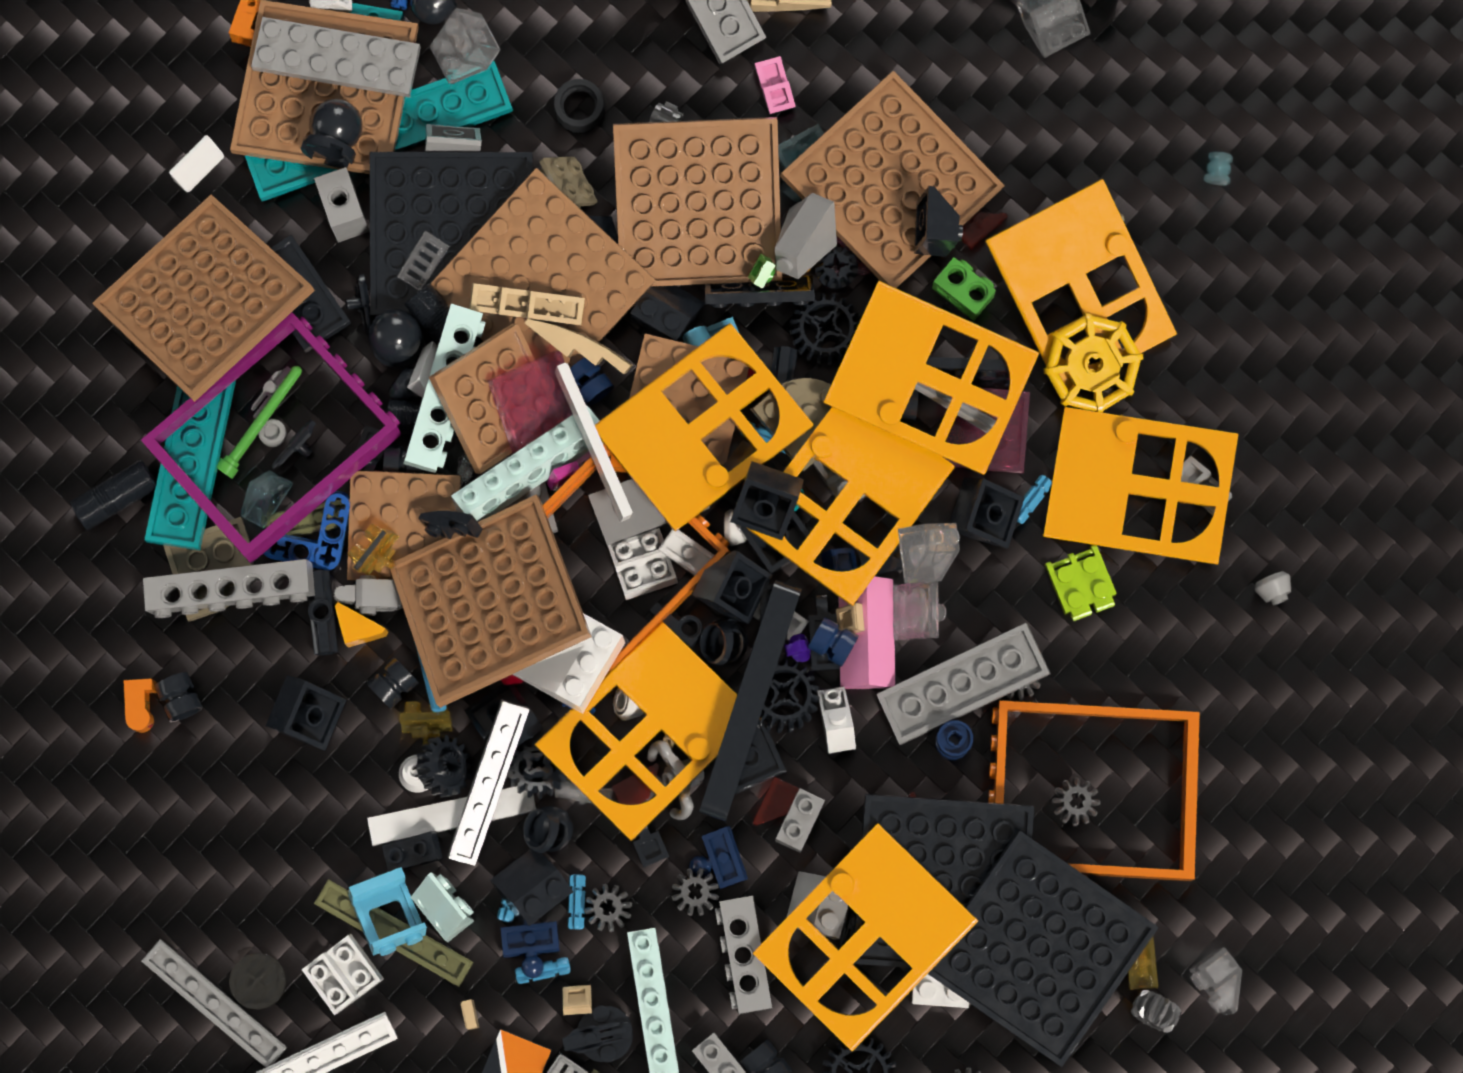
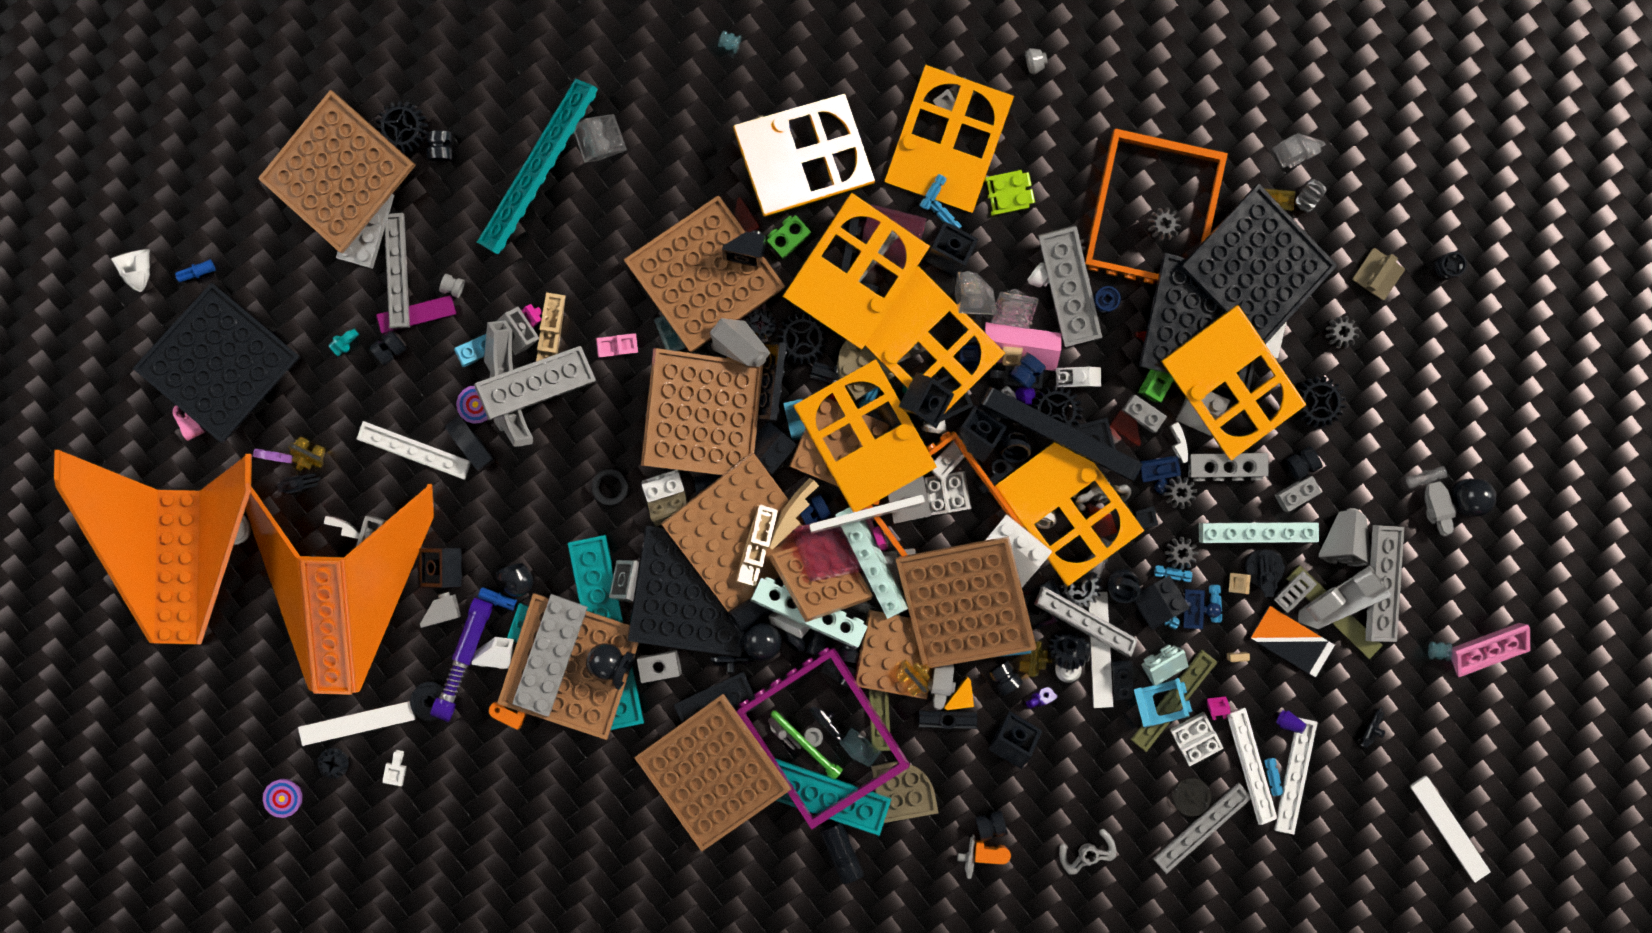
camera: 80 degrees left, 10 degrees up
(128, 673) = (968, 858): none -> light grey piece
(146, 840) = (1093, 858): none -> light grey piece
(159, 588) = (916, 830): light grey brick -> none
(196, 164) = (610, 764): white slope -> none
(315, 547) = (901, 715): blue beam -> none
(368, 738) = (1038, 698): none -> dark purple piece
(393, 997) = (1218, 706): none -> dark pink tile
(426, 237) = (700, 603): clear slope -> none
(450, 522) = (905, 624): black slope -> none
(464, 46) = (554, 562): clear slope -> none
(591, 172) = (662, 485): none -> white bracket
(665, 113) = (630, 427): light grey gear -> none
(760, 882) = (1181, 447): none -> white slope
(762, 271) = (757, 377): bright green plate -> none
(841, 829) = (1156, 386): none -> bright green brick
(968, 638) = (1039, 276): none -> white cone
(1062, 474) = (933, 191): none -> dark azure axle
(1078, 360) = (851, 163): yellow plate -> none

